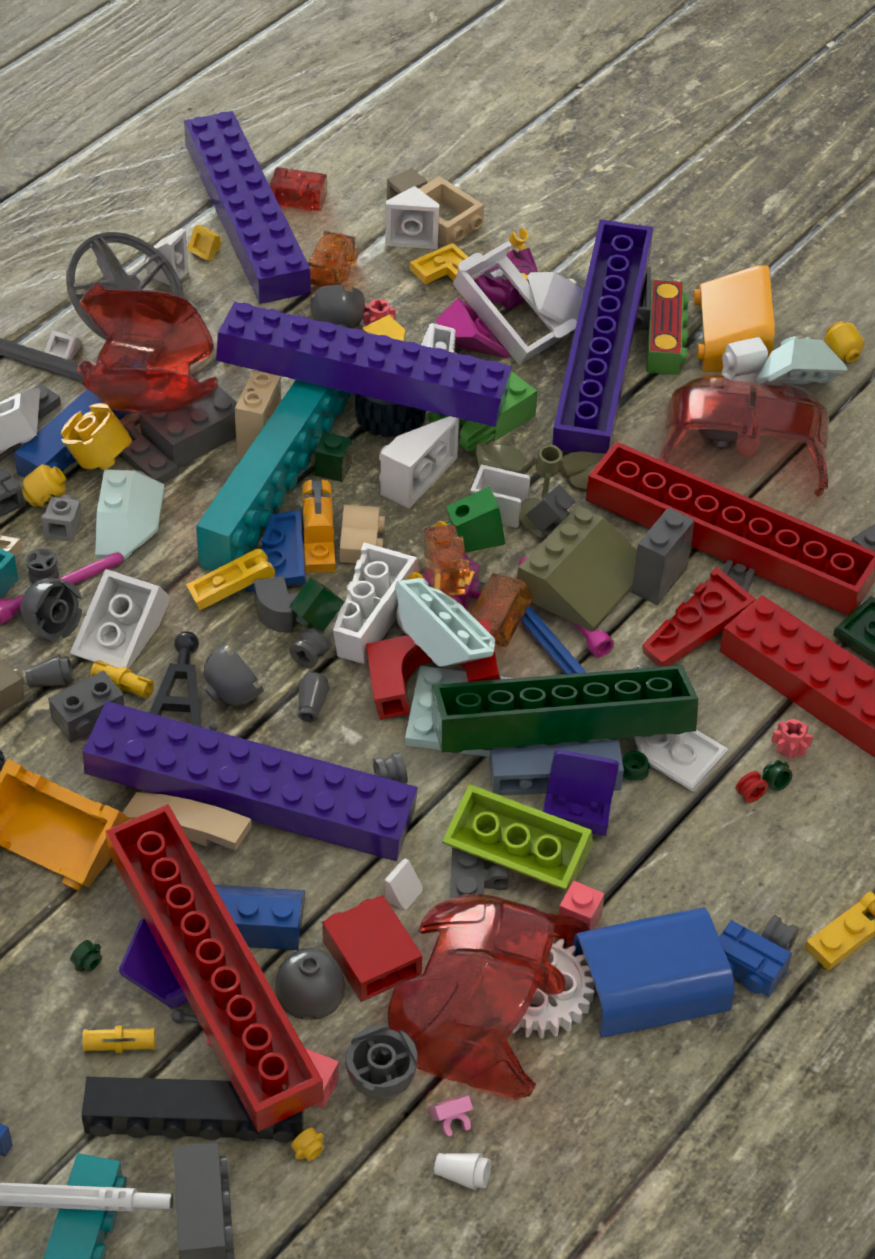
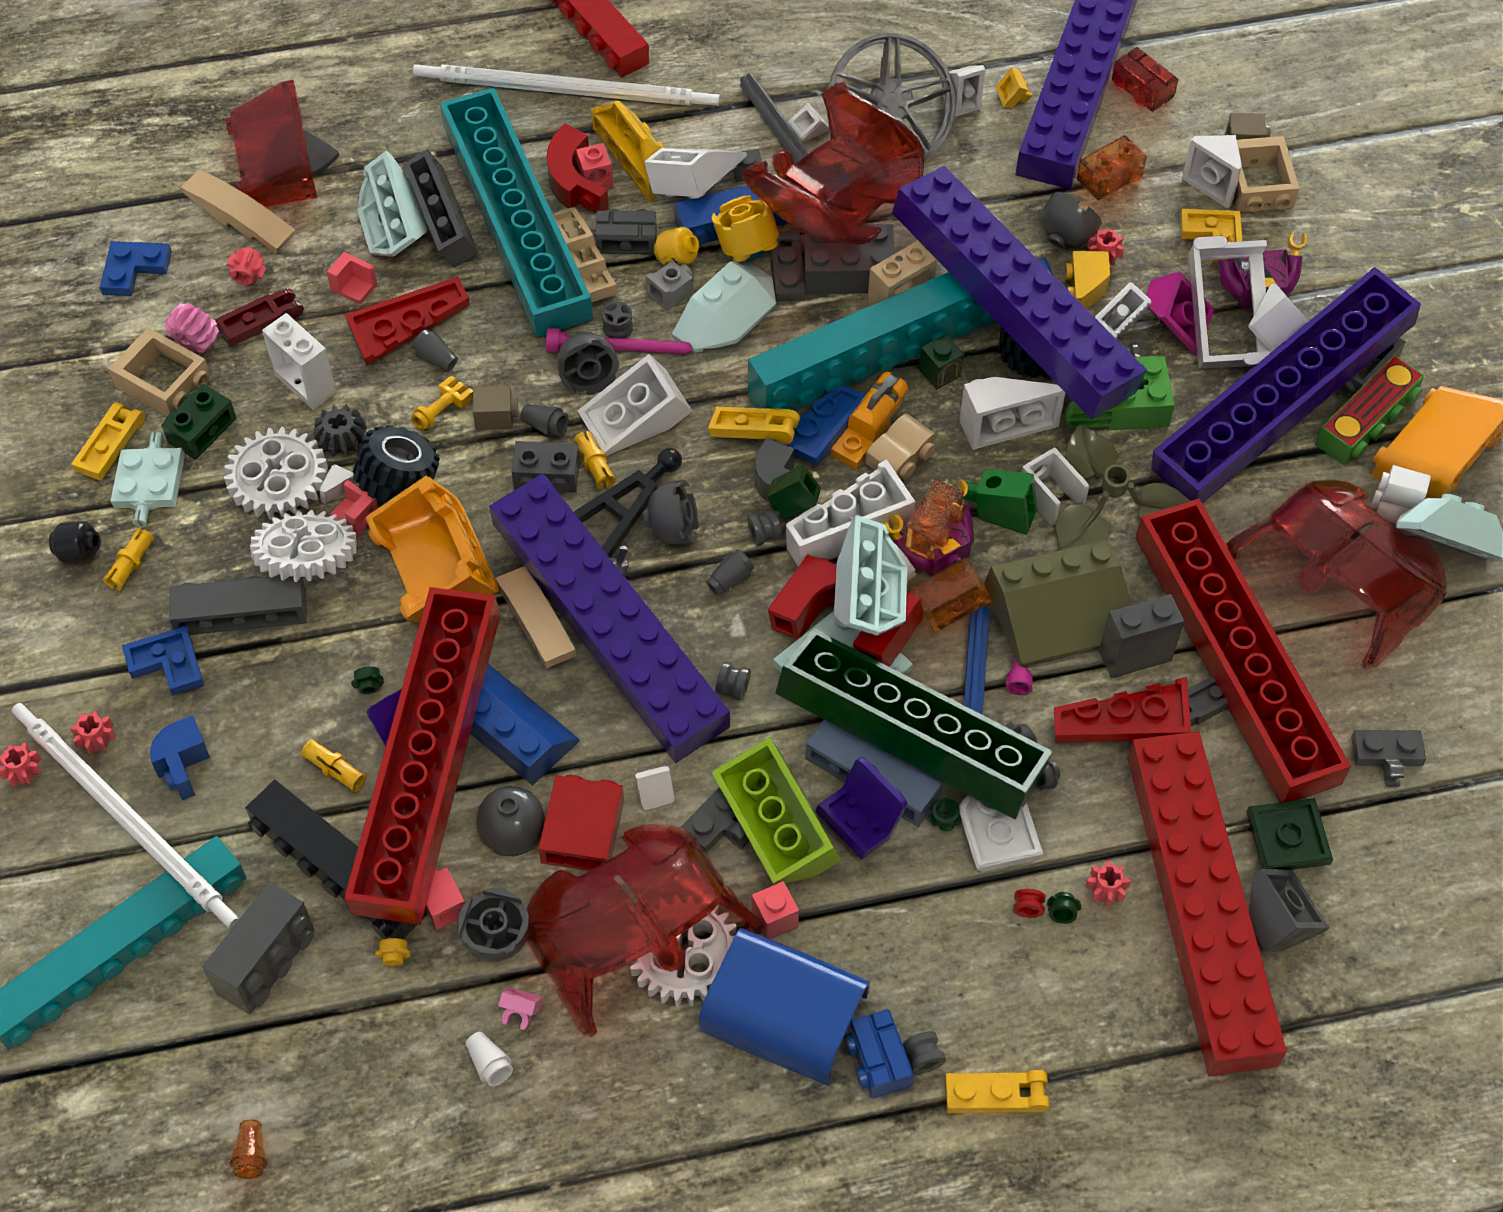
camera: 40 degrees right, 10 degrees up
(551, 510) = (1081, 528): dark grey brick -> none

